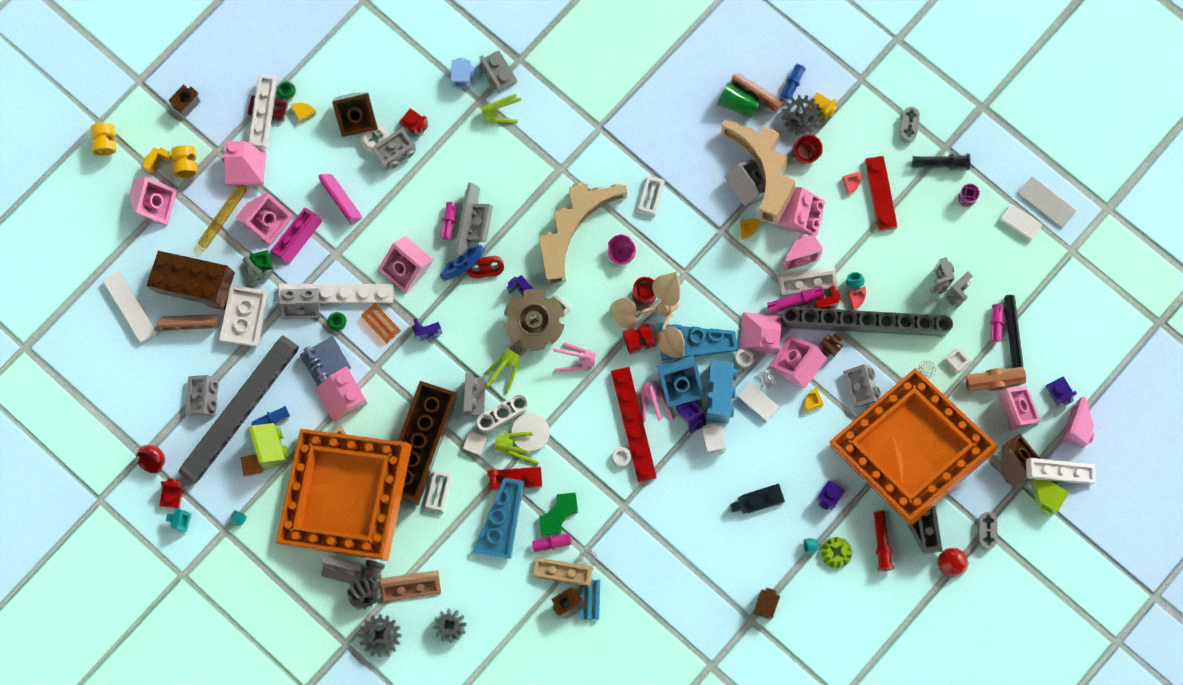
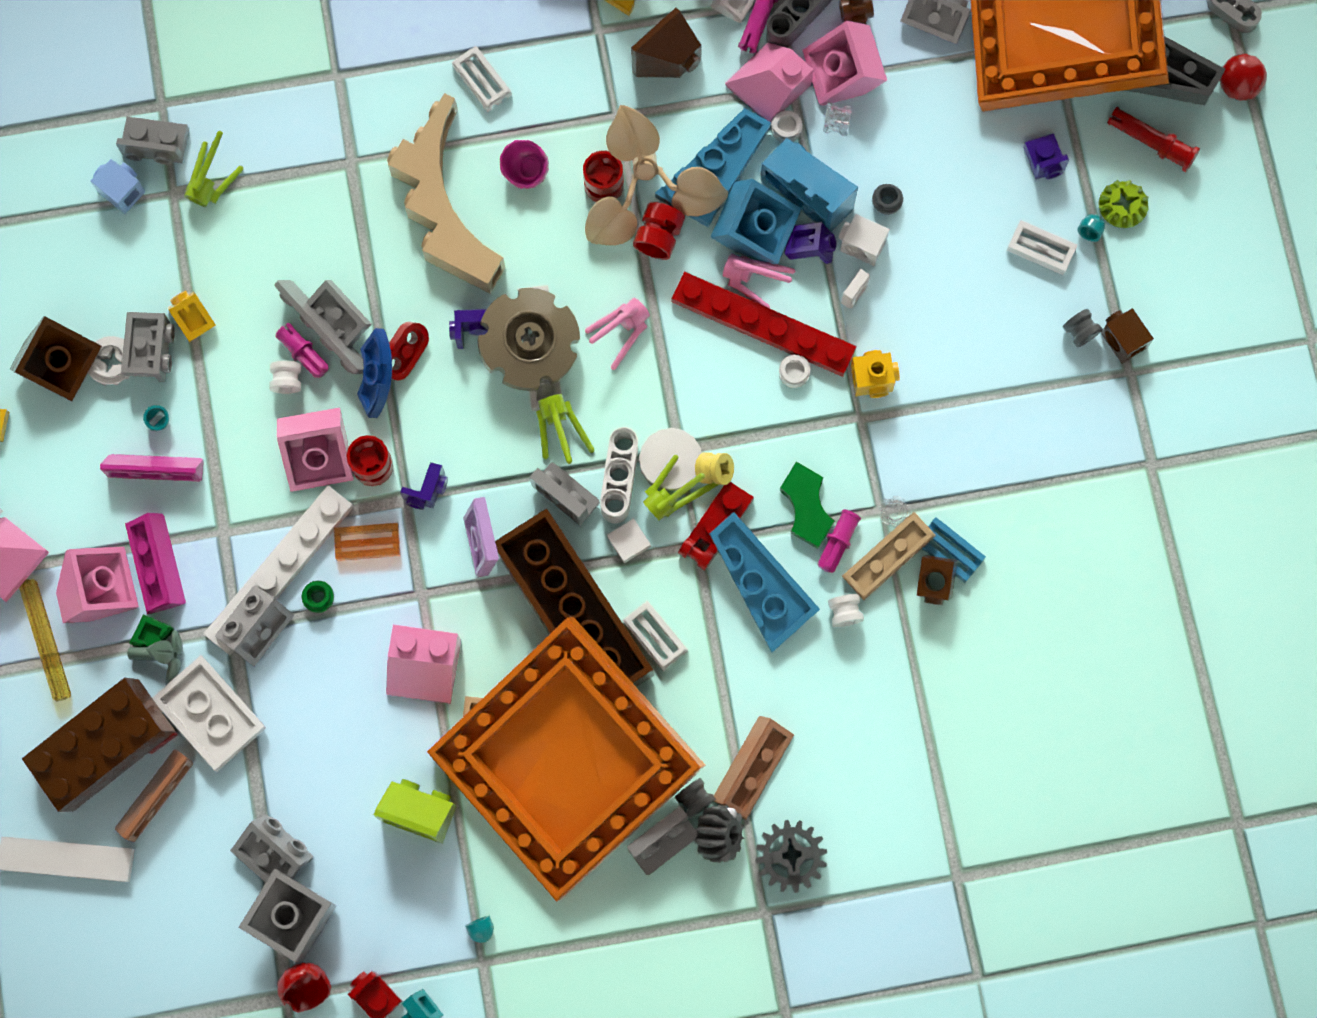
camera: 50 degrees left, 0 degrees up
(176, 426) = (287, 916): none -> light grey slope
(238, 409) = (332, 817): dark grey beam -> none
(251, 465) = (421, 856): clear orange tile -> none
(272, 417) = (379, 780): blue axle -> none
(324, 359) = (357, 652): sand blue hinge -> none
(363, 176) = (151, 412): none -> teal hinge
(414, 122) = (131, 295): red bracket -> none
(418, 293) = (370, 460): none -> red wheel
(419, 373) = (480, 537): none -> lavender tile
(425, 156) = (190, 315): none -> yellow bracket
(429, 223) = (285, 377): none -> white wheel
(447, 632) = (857, 761): dark grey gear -> none
(519, 571) = (846, 610): none -> white wheel
(540, 456) = (716, 468): none -> light yellow wheel
(644, 489) = (874, 374): none -> yellow brick
(685, 454) = (855, 289): none -> white tile
(733, 271) = (667, 49): none -> reddish brown slope
(745, 429) = (891, 191): none -> dark grey plate
(753, 579) = (1082, 328): none -> dark grey wheel
(758, 401) = (857, 151): white tile -> none
(759, 500) = (983, 245): black hinge -> none
(784, 545) = (1037, 258): none -> white tile
(813, 400) = (907, 86): yellow tile -> none

